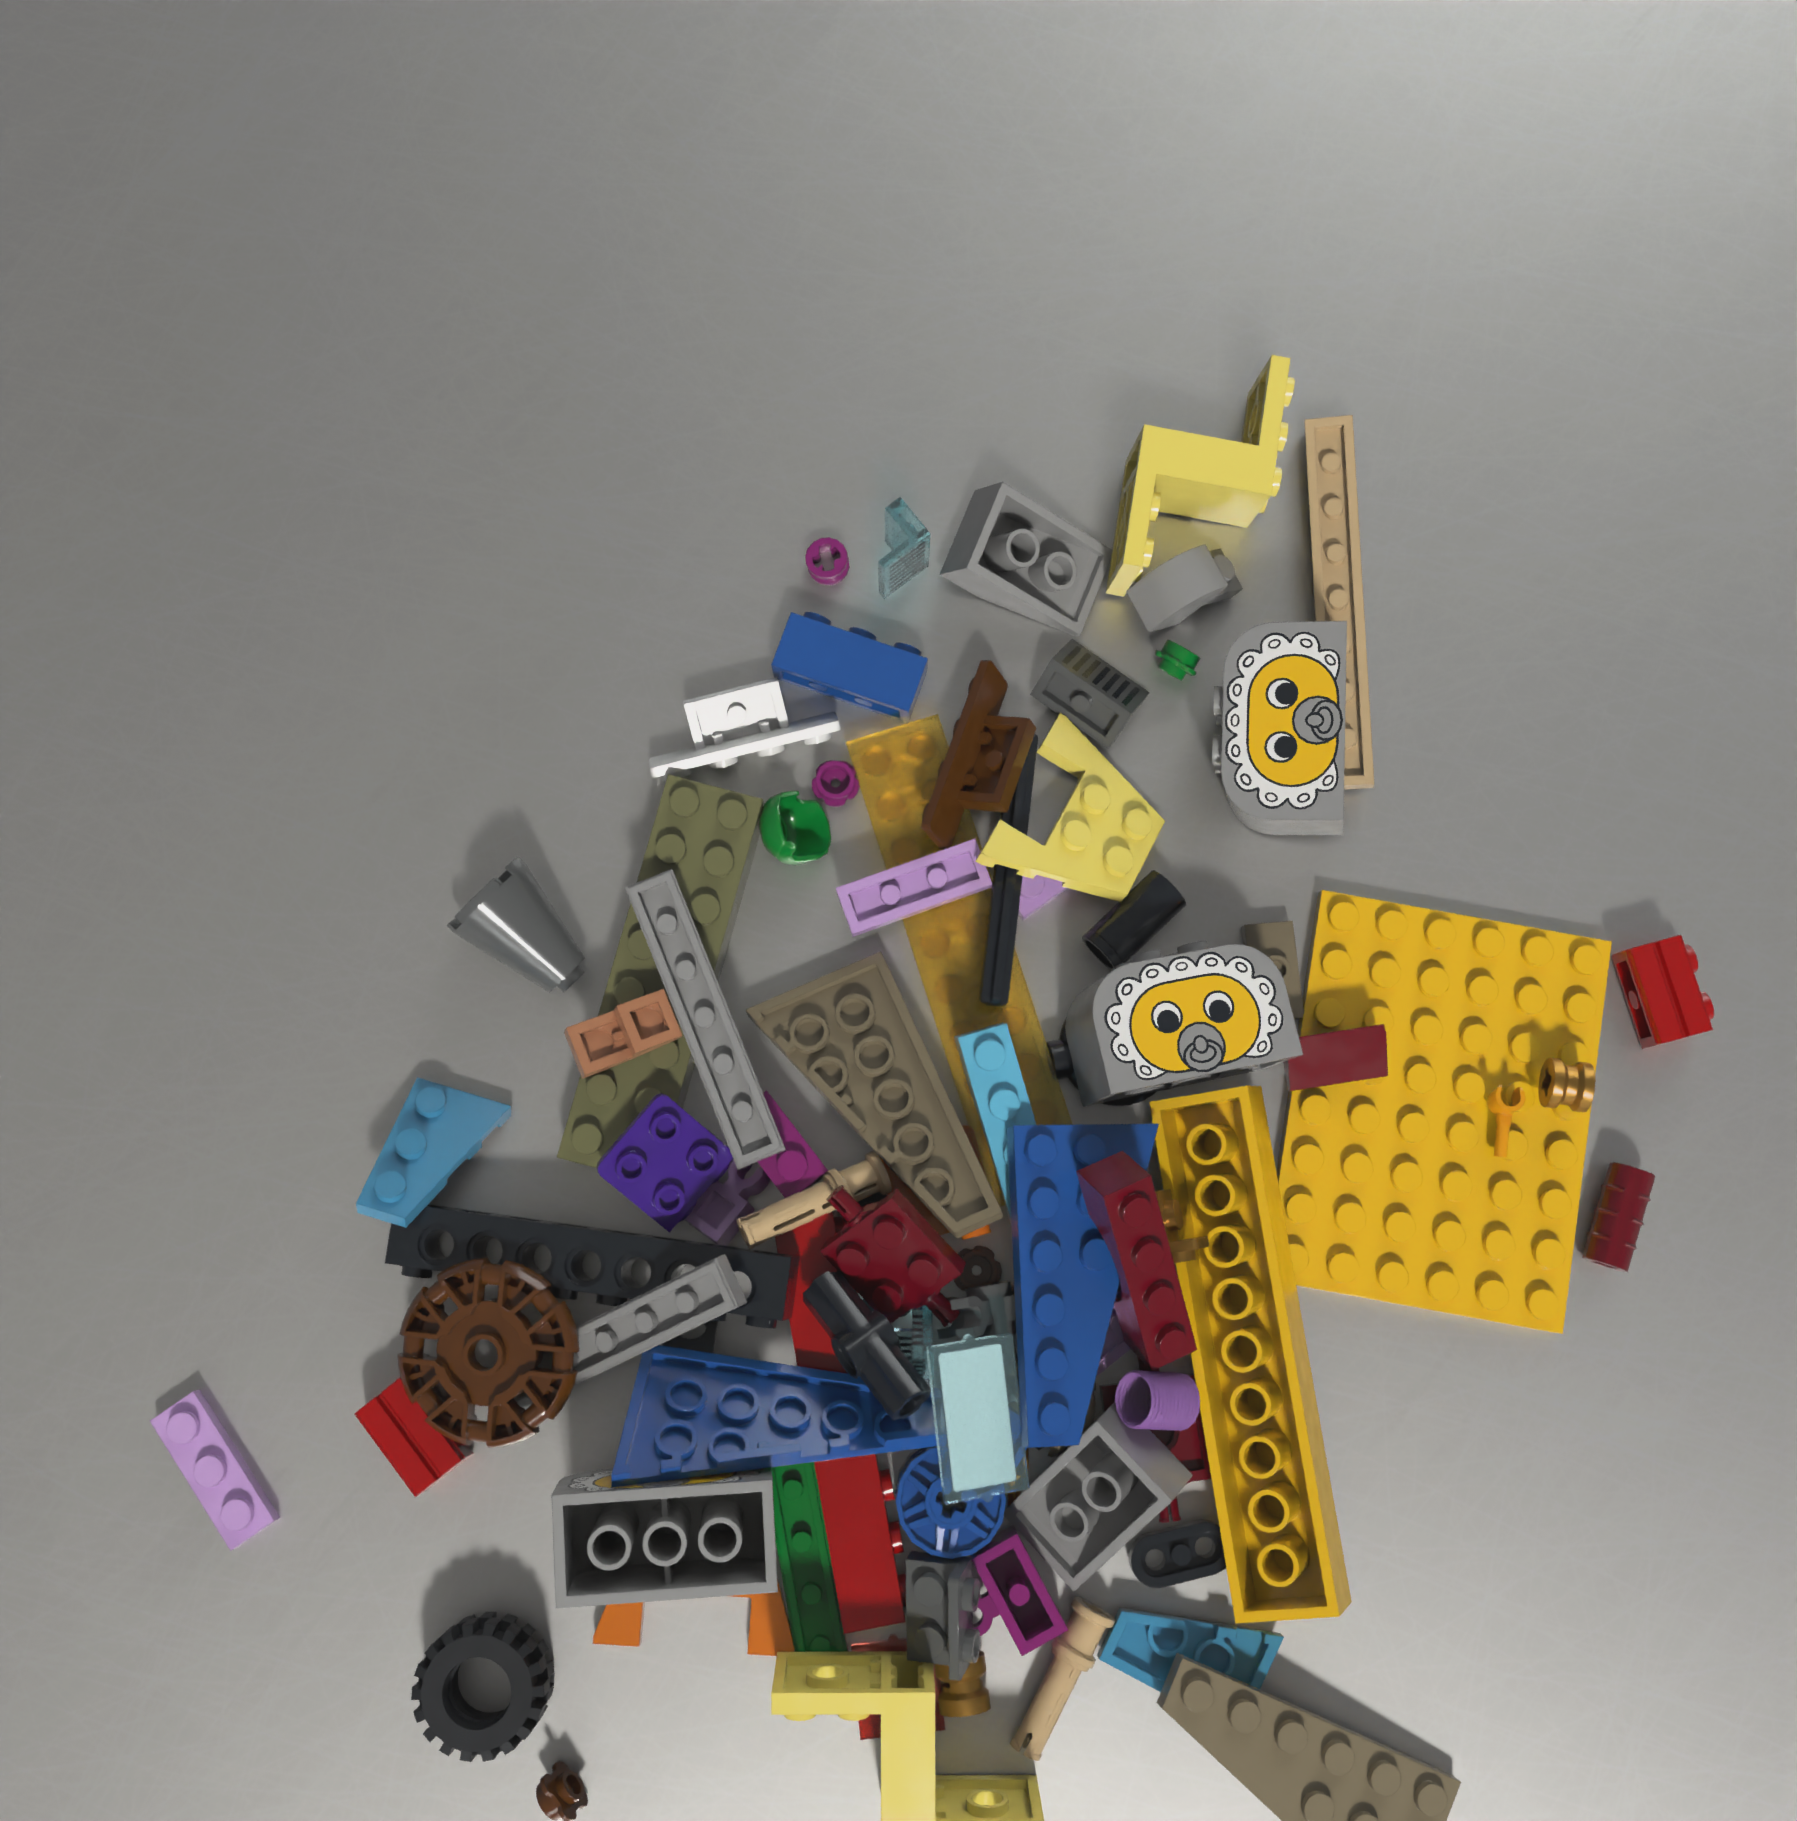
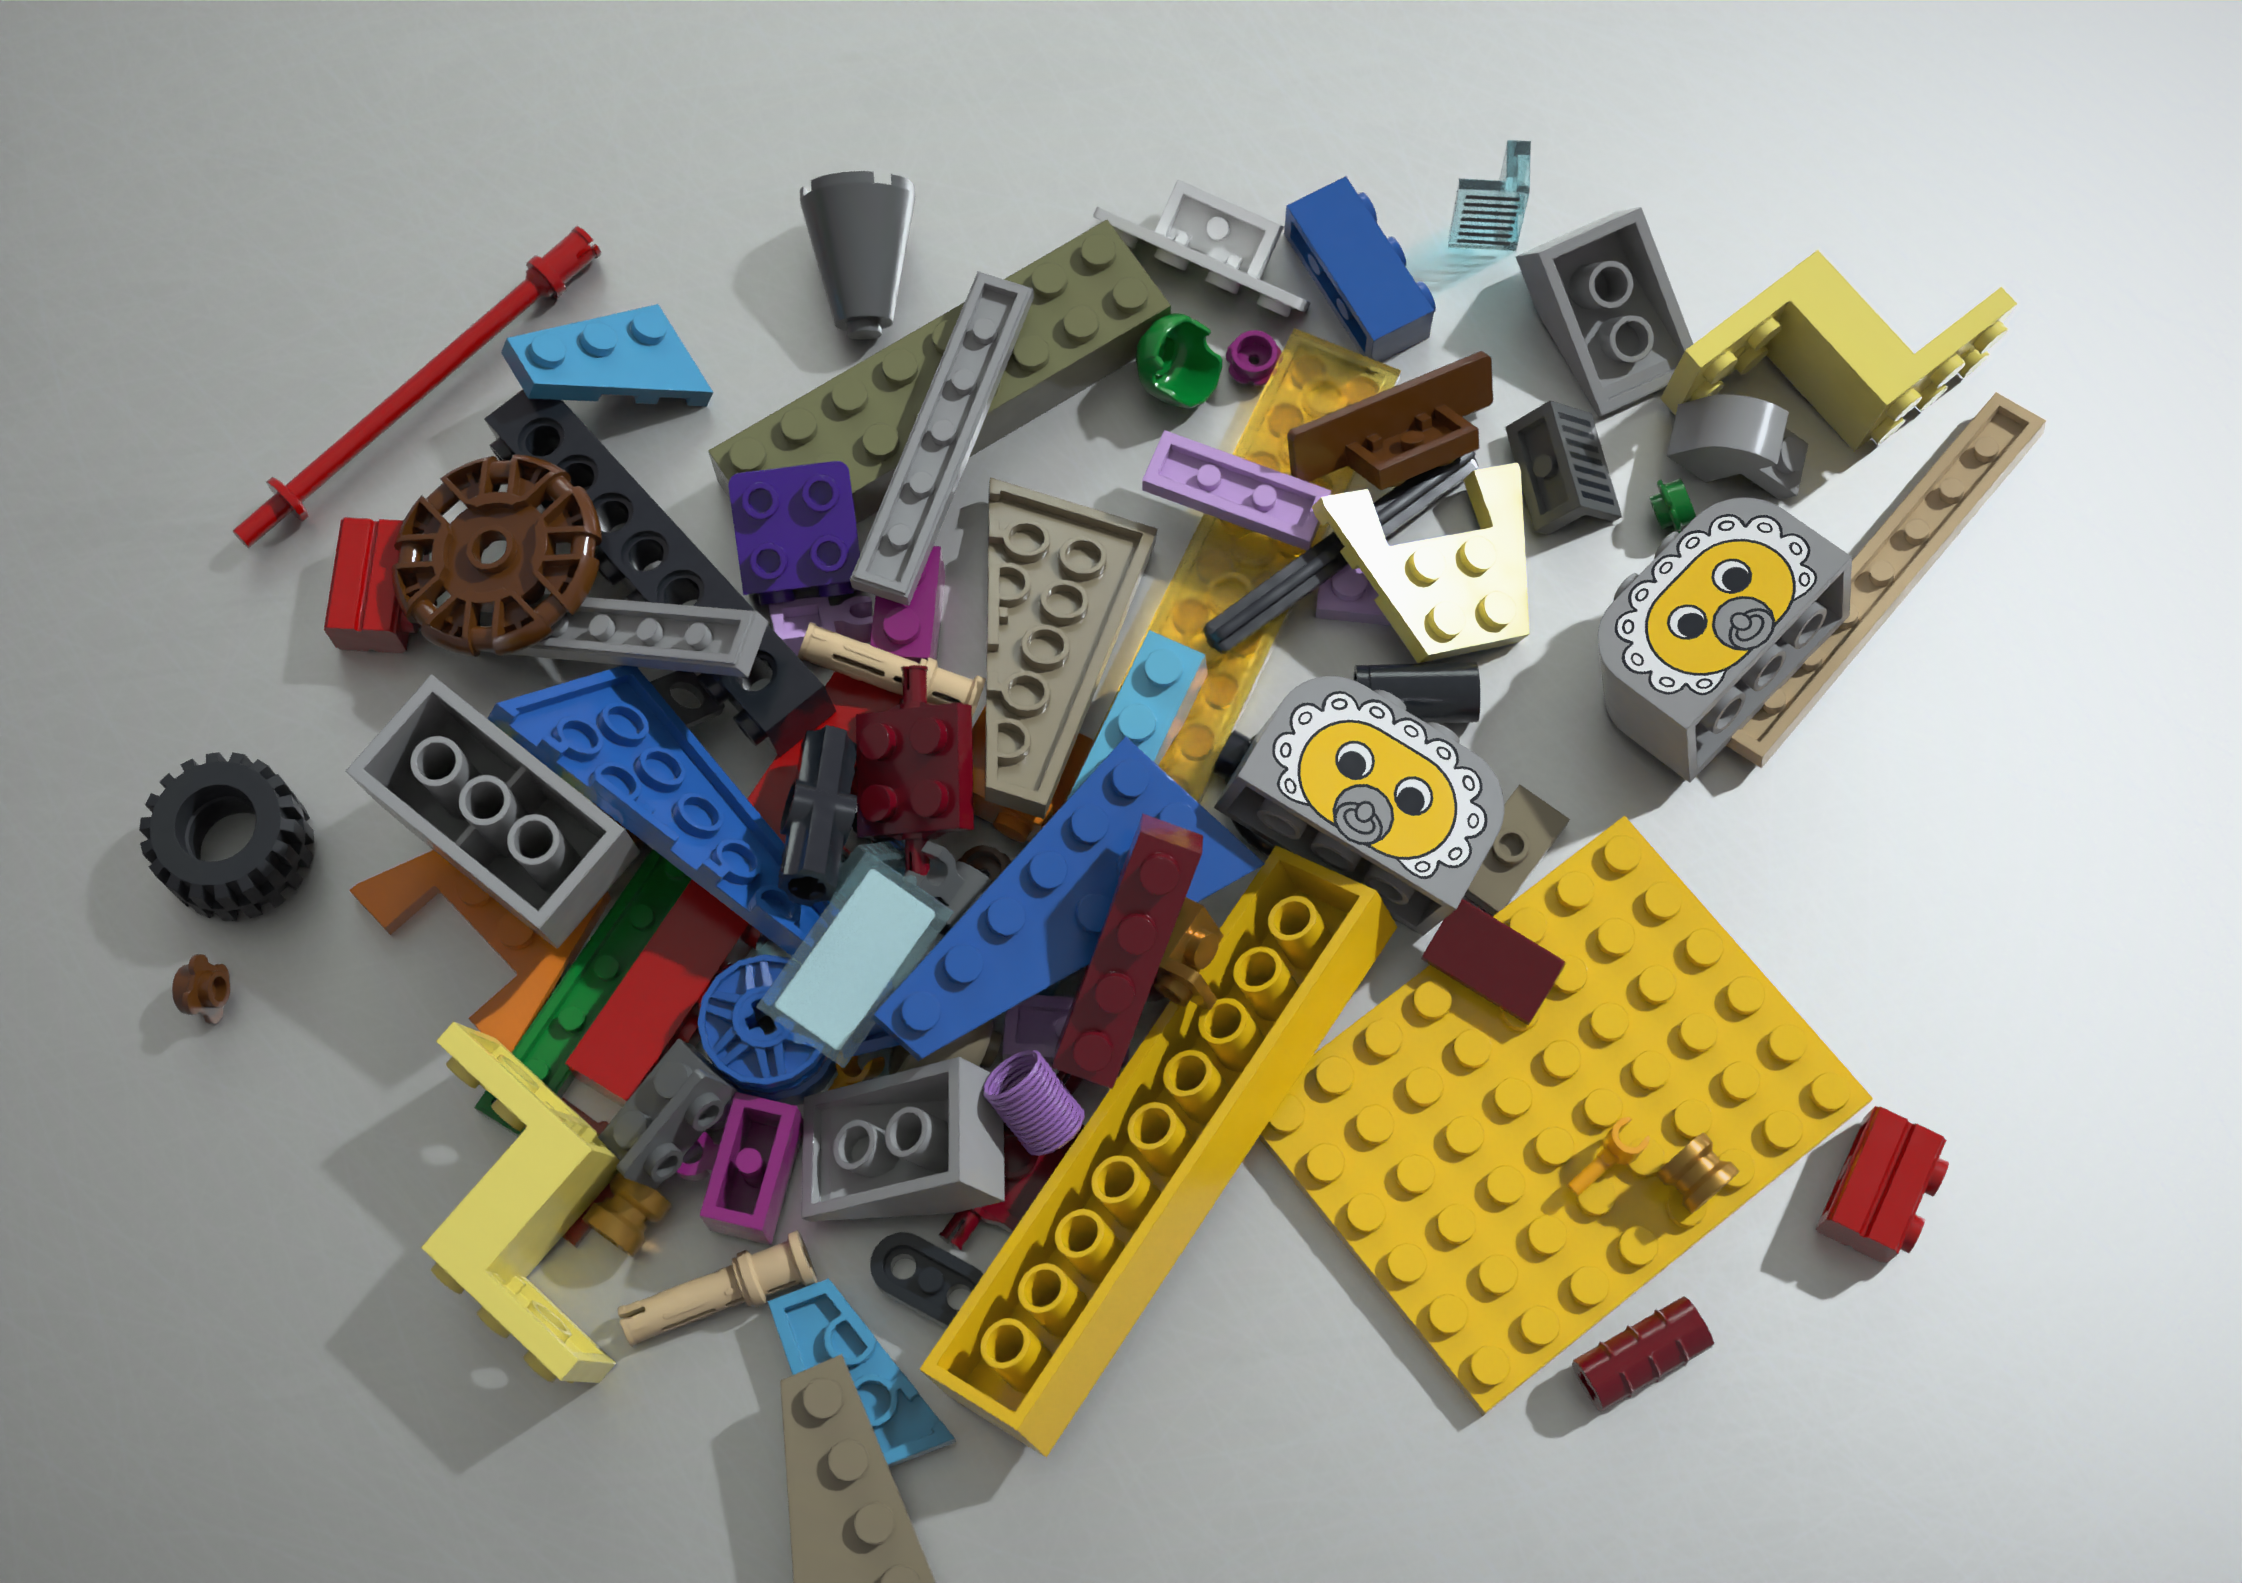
camera: 45 degrees right, 10 degrees down
(215, 1469) = (188, 479): lavender plate -> none
(323, 1127) = (543, 279): none -> red bar
(623, 1033) = (861, 392): nougat slope -> none
(841, 565) = (1434, 183): magenta bush -> none

